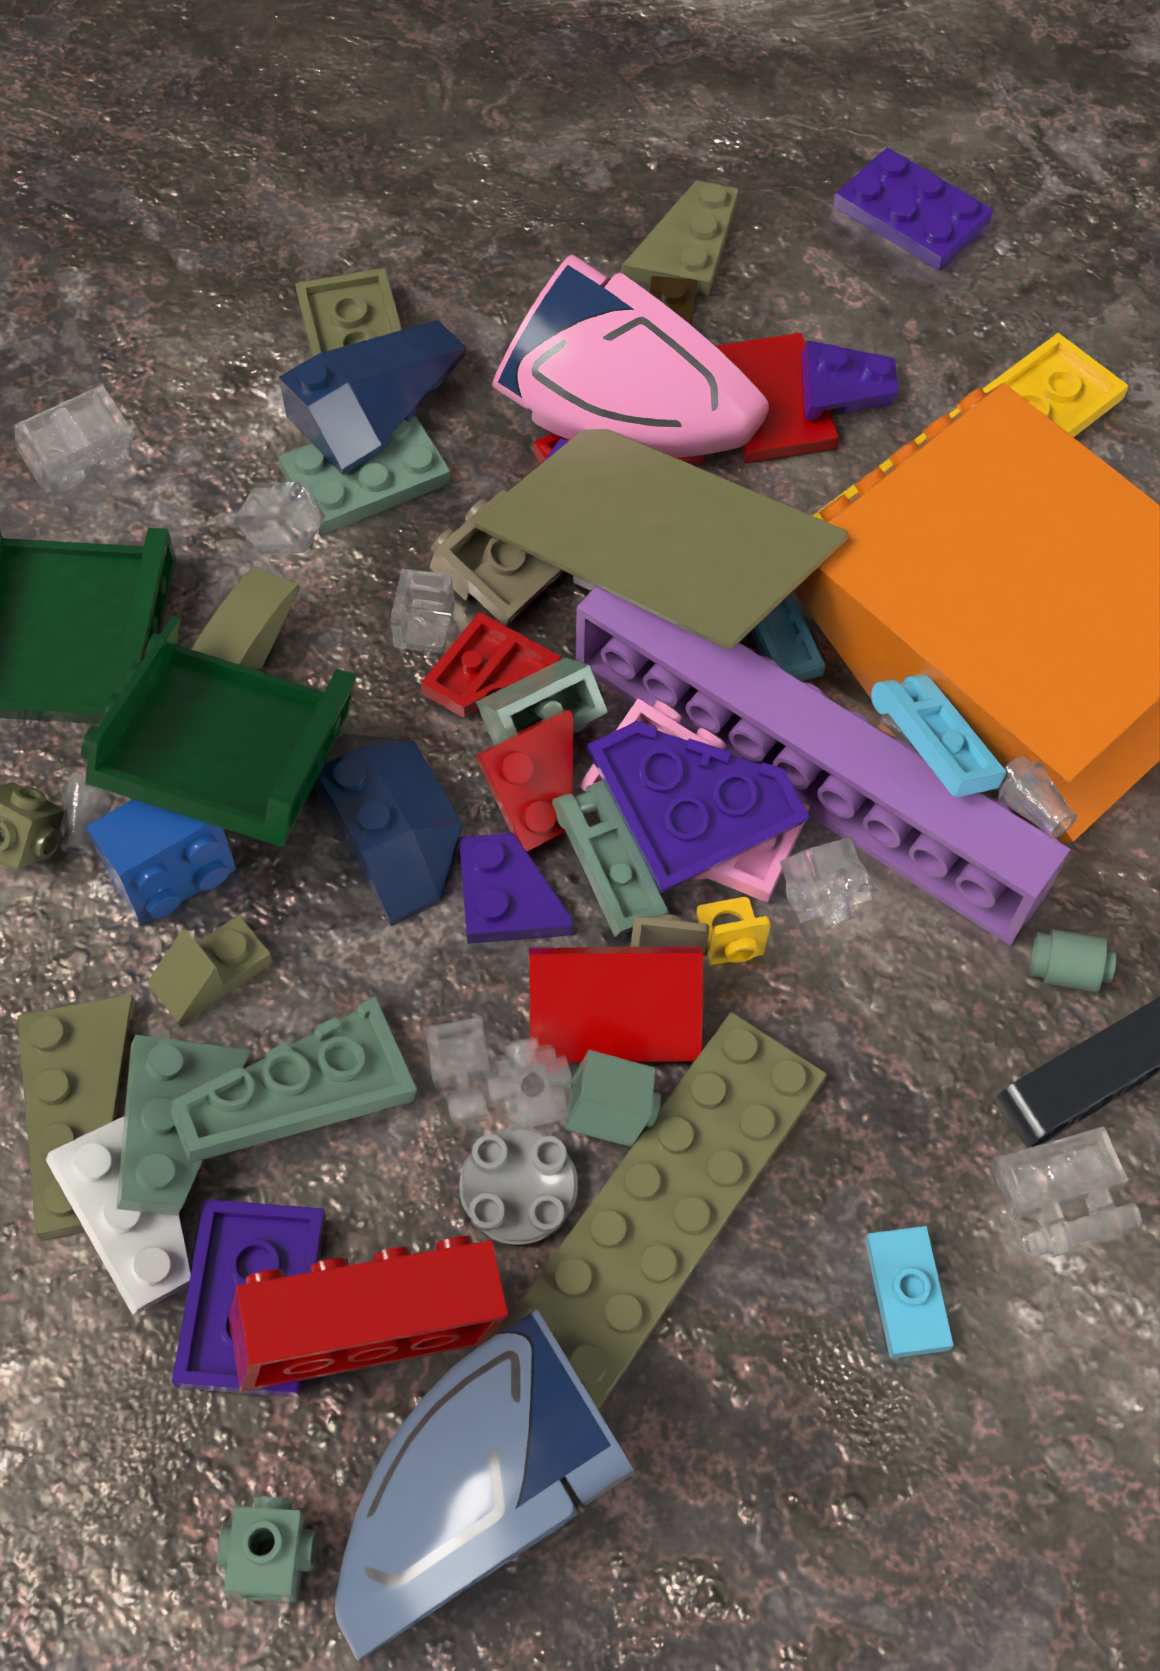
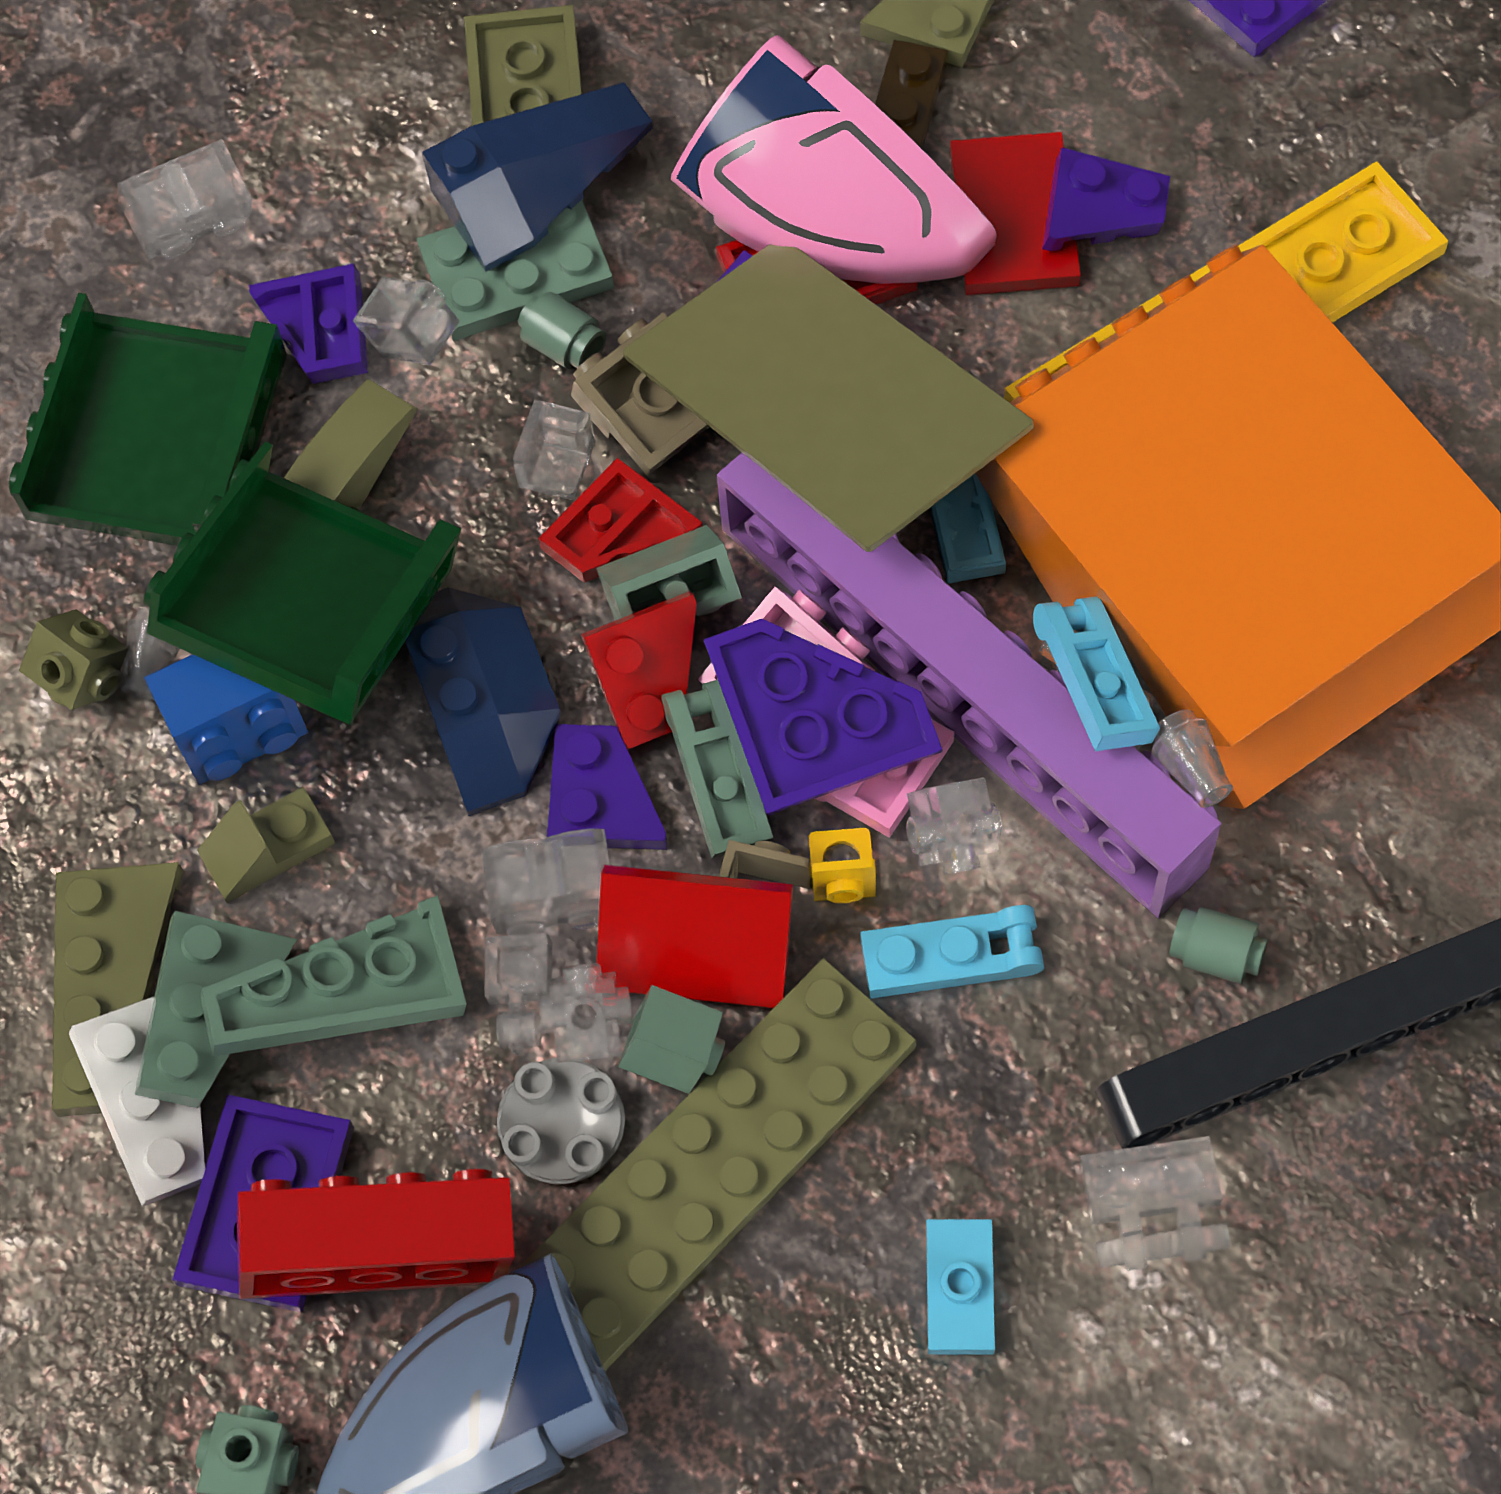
camera: 15 degrees right, 5 degrees up
(201, 527) = (317, 320): none -> dark purple wing
(413, 516) = (560, 330): none -> sand green brick
(475, 972) = (546, 881): none -> clear brick
(839, 995) = (950, 952): none -> medium azure plate

